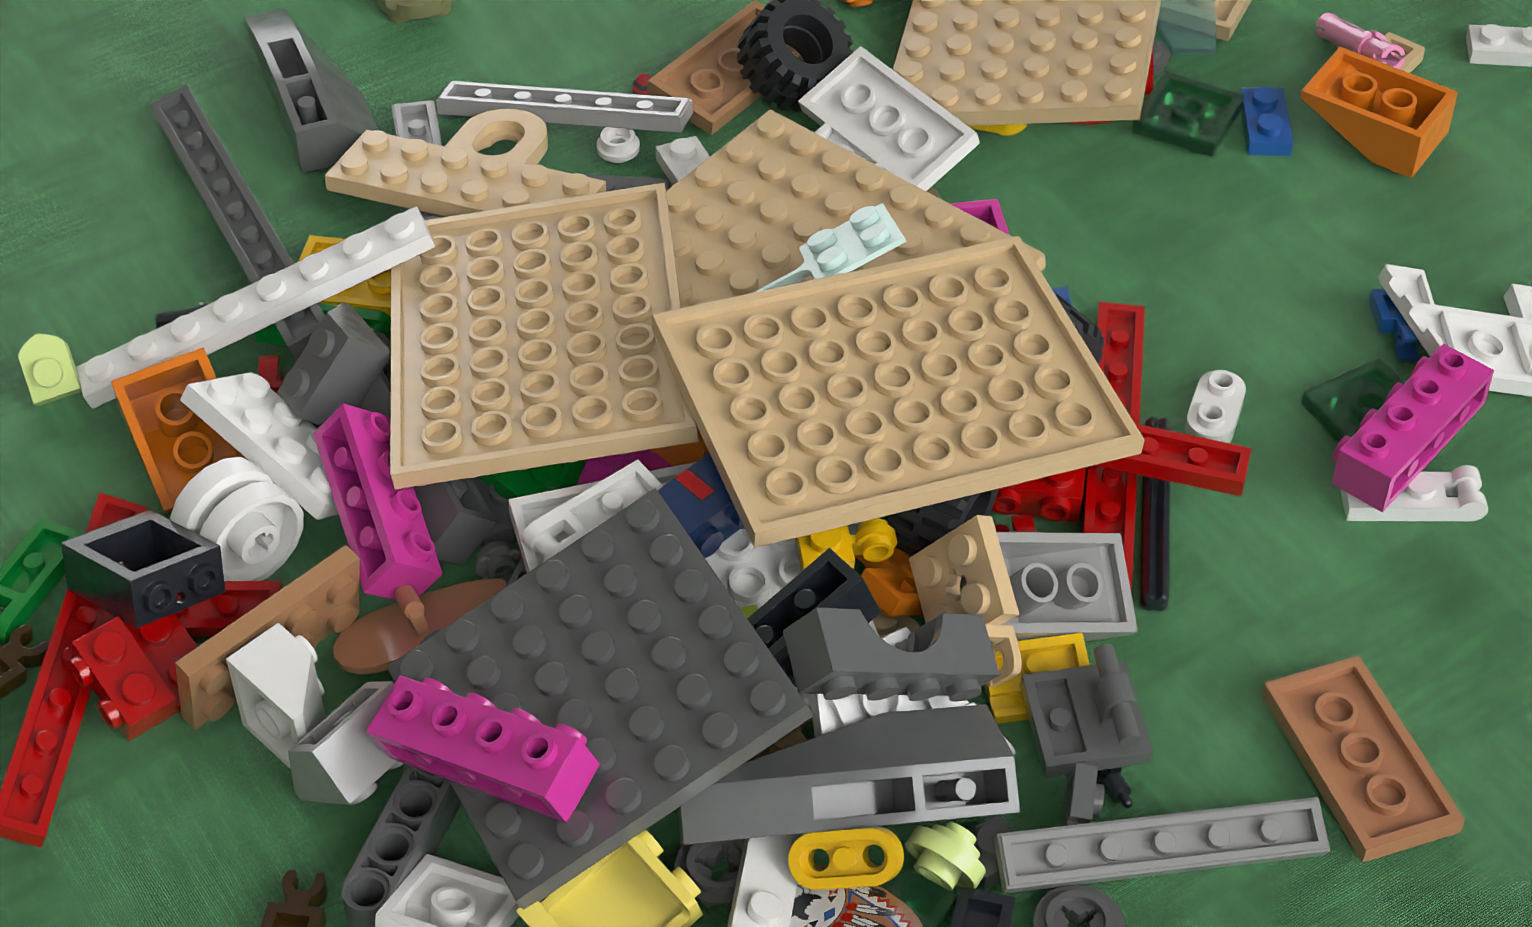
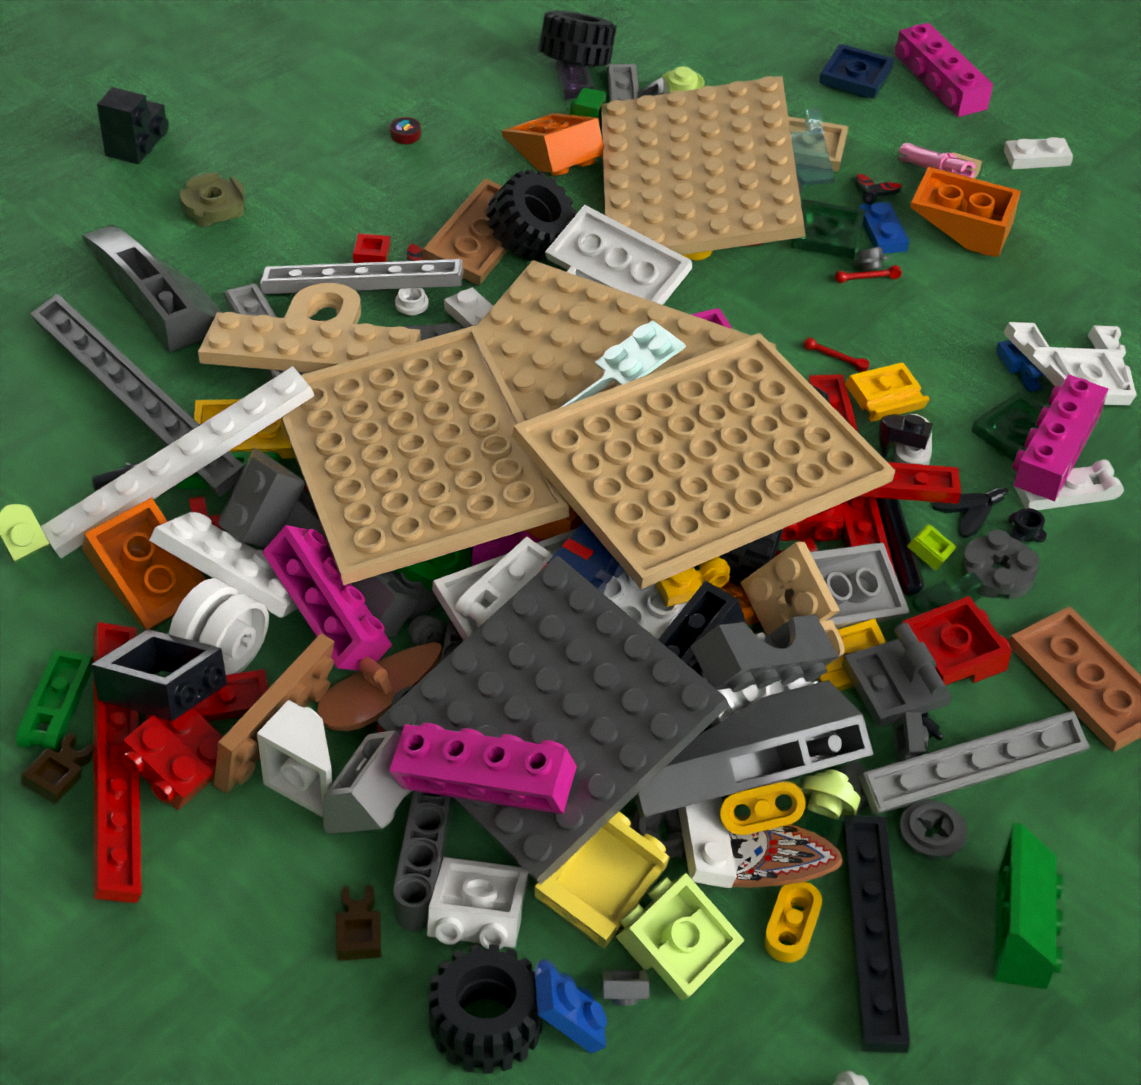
camera: 15 degrees left, 0 degrees up
(588, 73) = (371, 248): none -> red plate
(1179, 297) = (860, 364): none -> red hinge
(1188, 681) = (962, 641): none -> red plate
(1192, 628) = (943, 594): none -> clear green plate
(1194, 549) = (931, 546): none -> lime tile
(1198, 336) = (887, 391): none -> yellow plate
(1200, 389) = (906, 430): none -> black plate
(1232, 159) = (870, 259): none -> dark grey plate
(1261, 180) = (893, 272): none -> red hinge
(1262, 69) = (871, 190): none -> black piece
(1277, 507) = (977, 507): none -> black piece
(1287, 565) = (1001, 549): none -> dark grey plate
(1338, 540) = (1027, 525): none -> black plate

